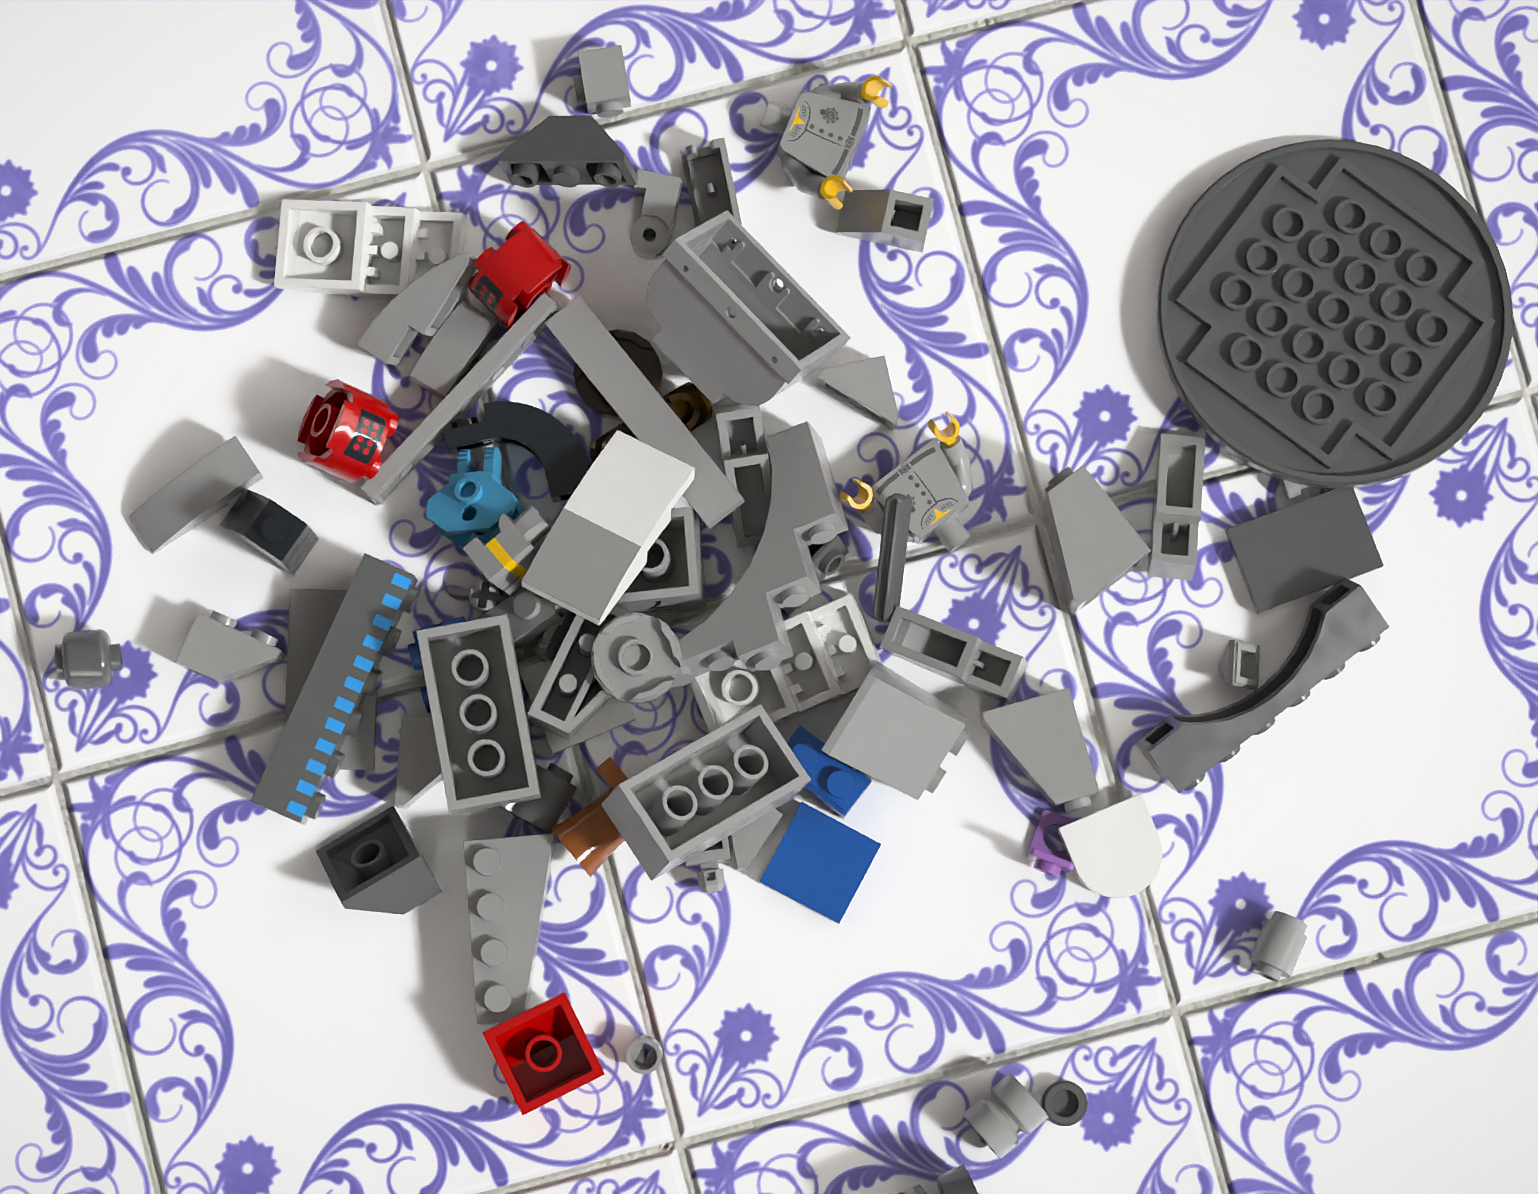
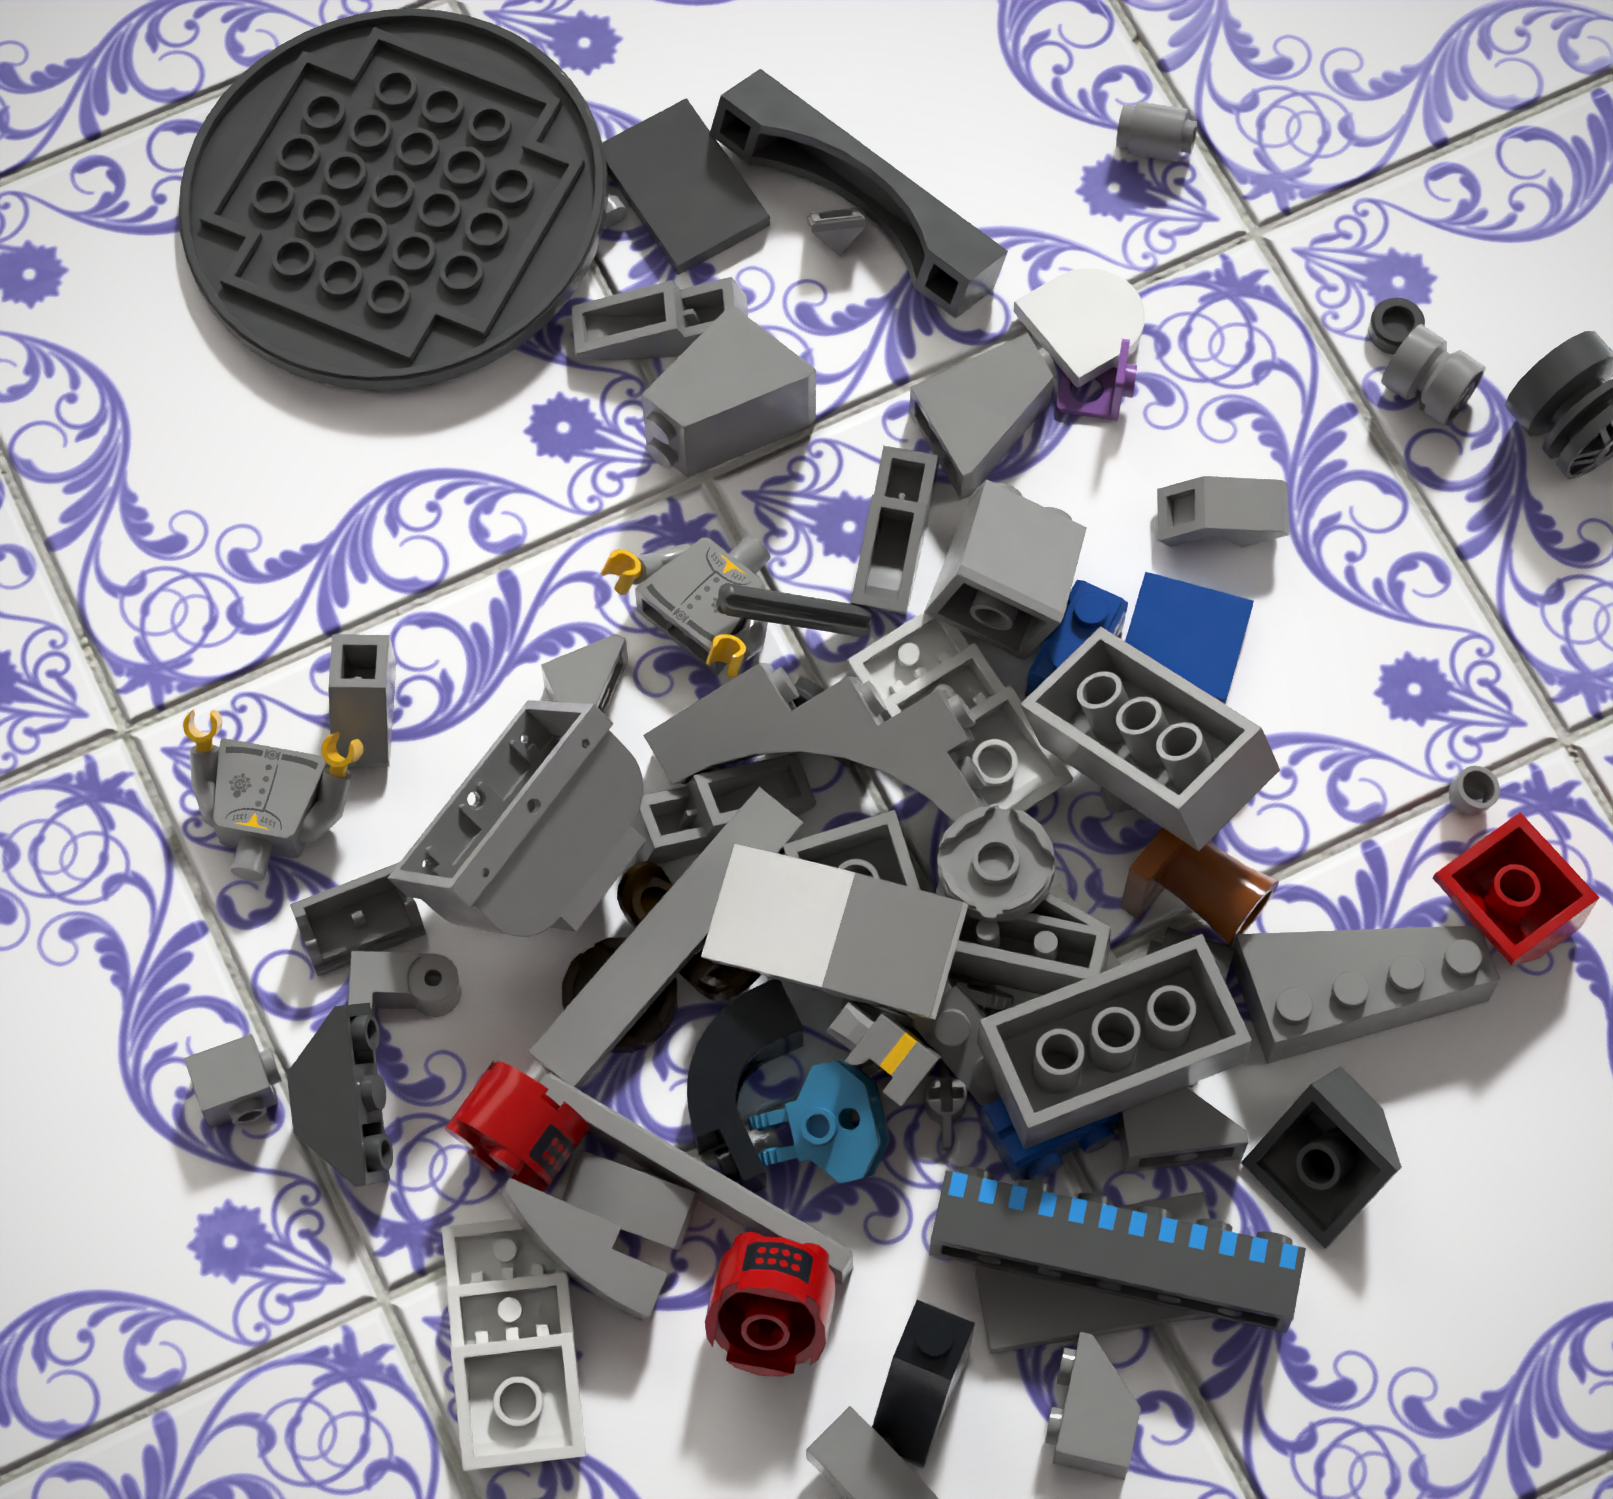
camera: 100 degrees left, 15 degrees down
(919, 916) = (1231, 507): none -> light grey slope

